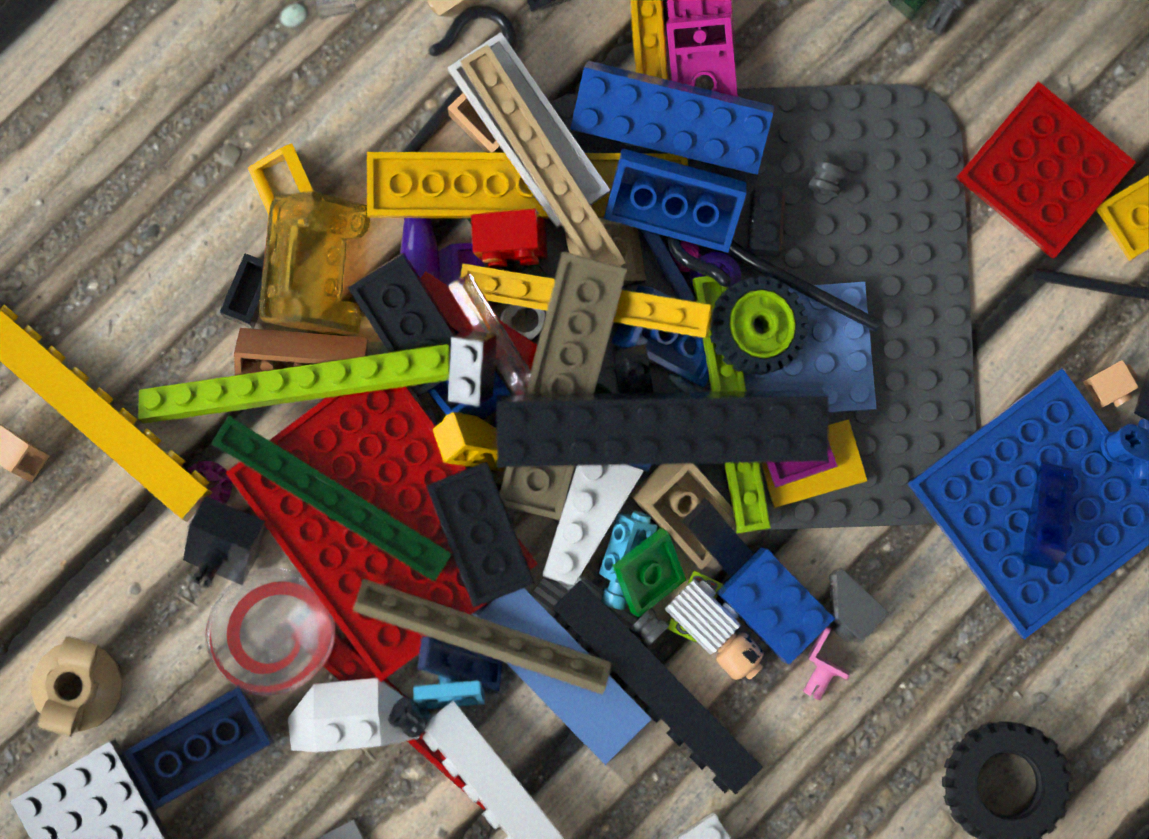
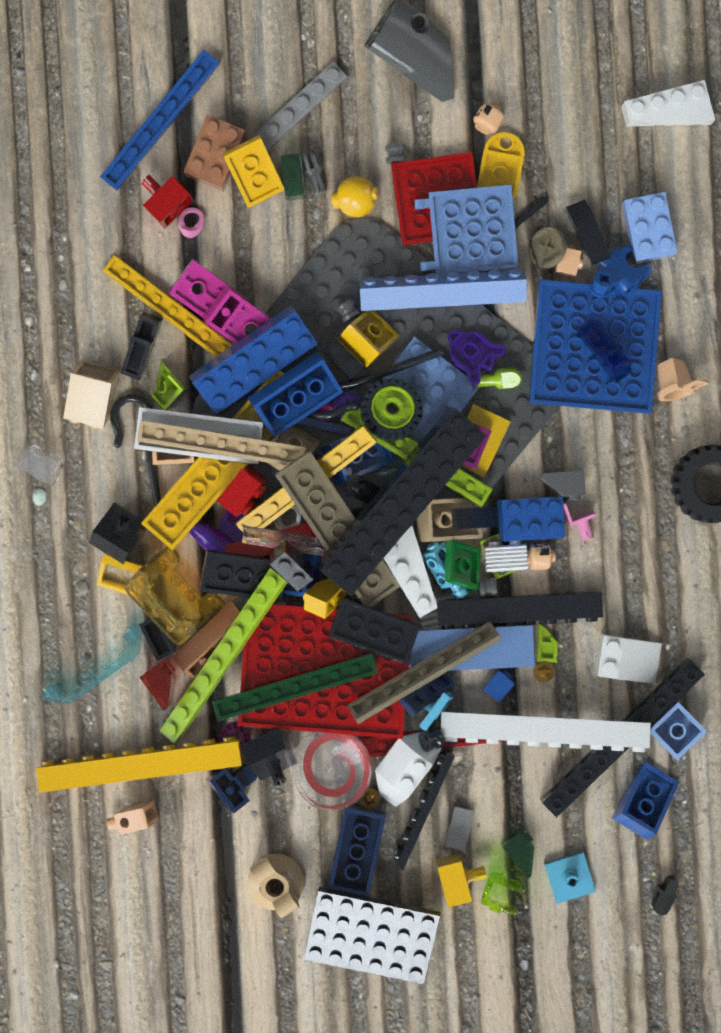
camera: 40 degrees left, 5 degrees up
(79, 232) = (57, 693): none -> clear light blue slope
(145, 531) = (231, 786): none -> dark blue brick
(198, 340) = (161, 682): none -> clear red slope
(274, 709) = (370, 798): none -> pearl gold tile
(306, 784) = (421, 813): none -> black plate
(331, 138) = (118, 533): none -> black brick
(545, 743) = (499, 684): none -> blue brick
(551, 52) = (167, 387): none -> lime slope
(607, 783) = (543, 671): none -> pearl gold tile
(640, 760) = (546, 646): none -> lime tile
(817, 228) = (368, 336): none -> yellow slope
(907, 366) = (472, 353): none -> dark purple tile
(907, 426) = (502, 378): none -> lime arm
(949, 266) = (443, 290): none -> brick
(964, 73) = (355, 196): none -> yellow brick
(1046, 239) = (471, 230): none -> medium blue plate
(1055, 75) = (395, 153): none -> dark grey wheel
(1088, 634) = (676, 380): none -> light nougat container
(1106, 345) = (547, 247): none -> dark tan tile

